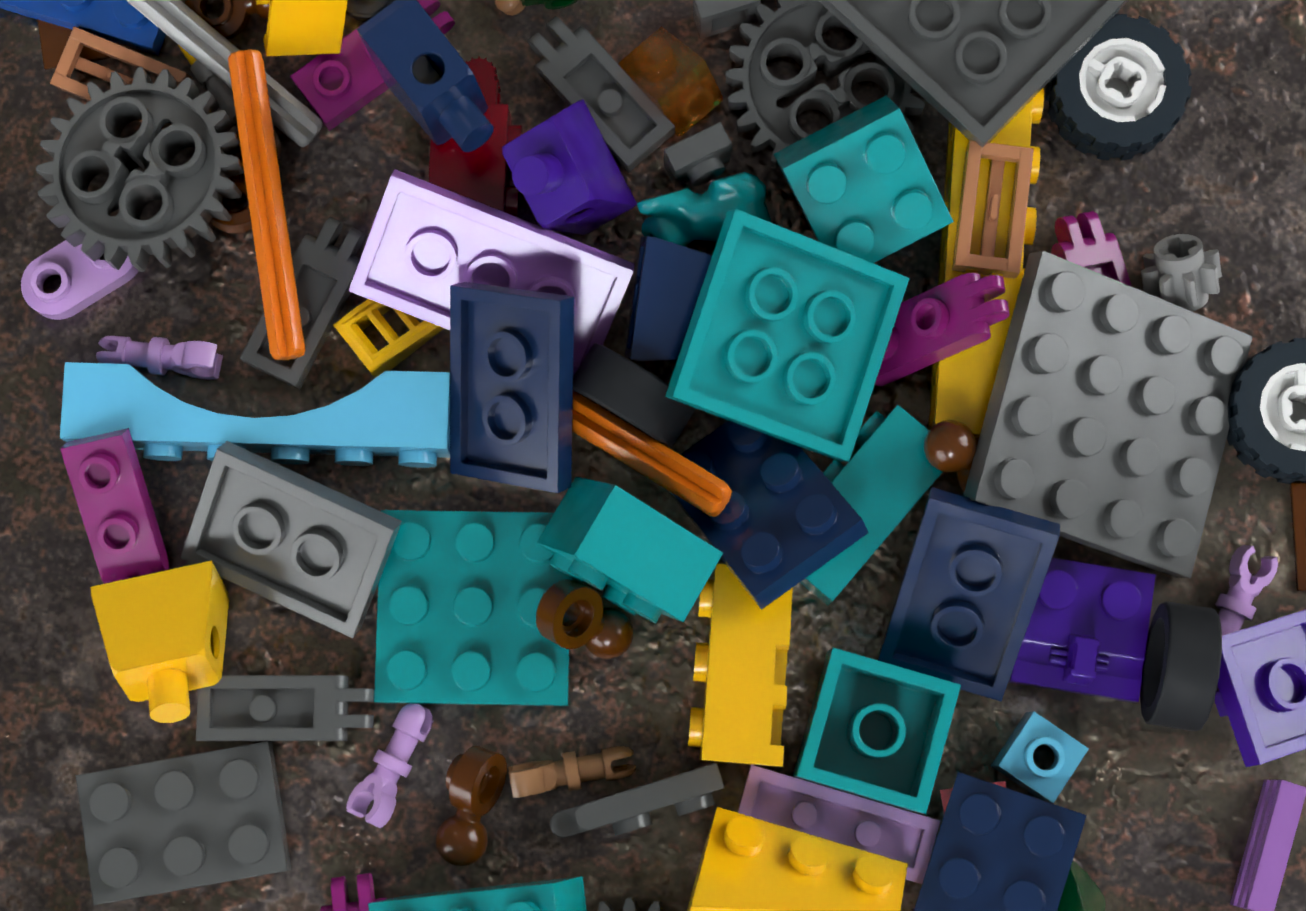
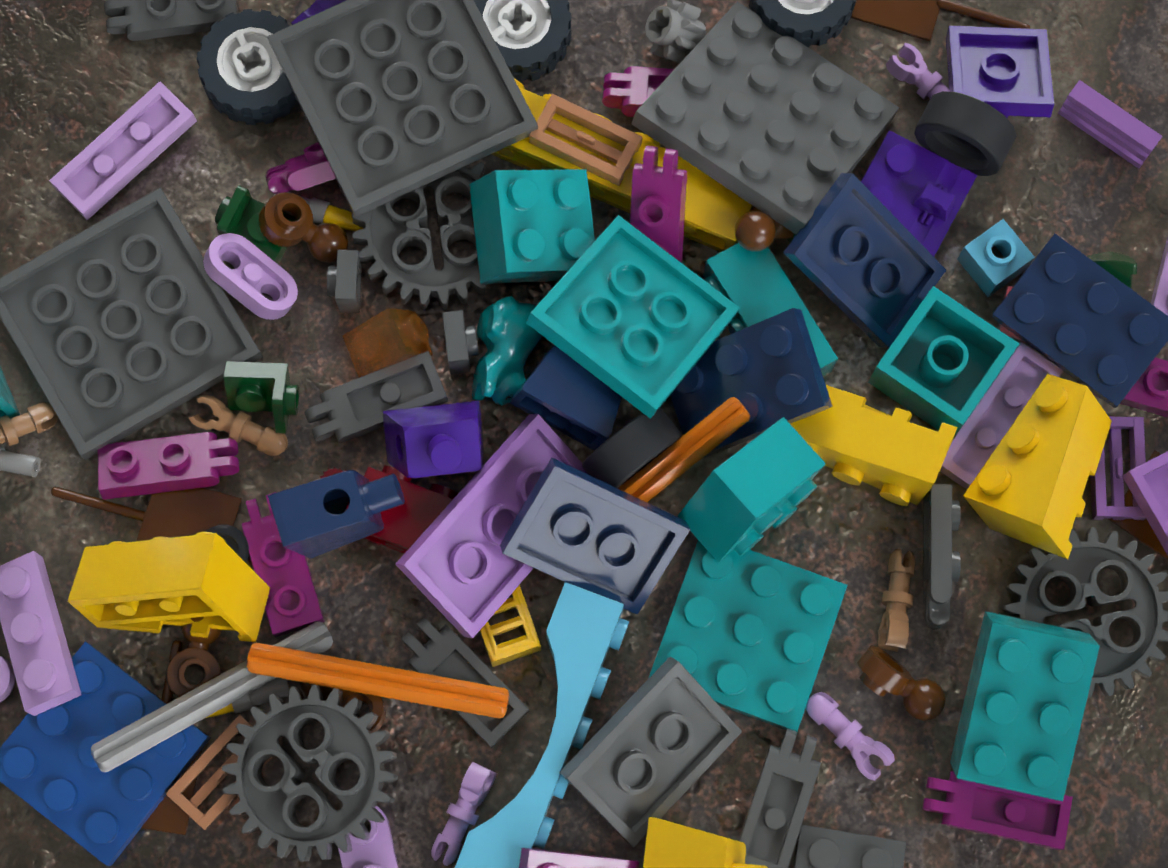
camera: 75 degrees left, 5 degrees down
(575, 617) = (788, 549): reddish brown plate -> none

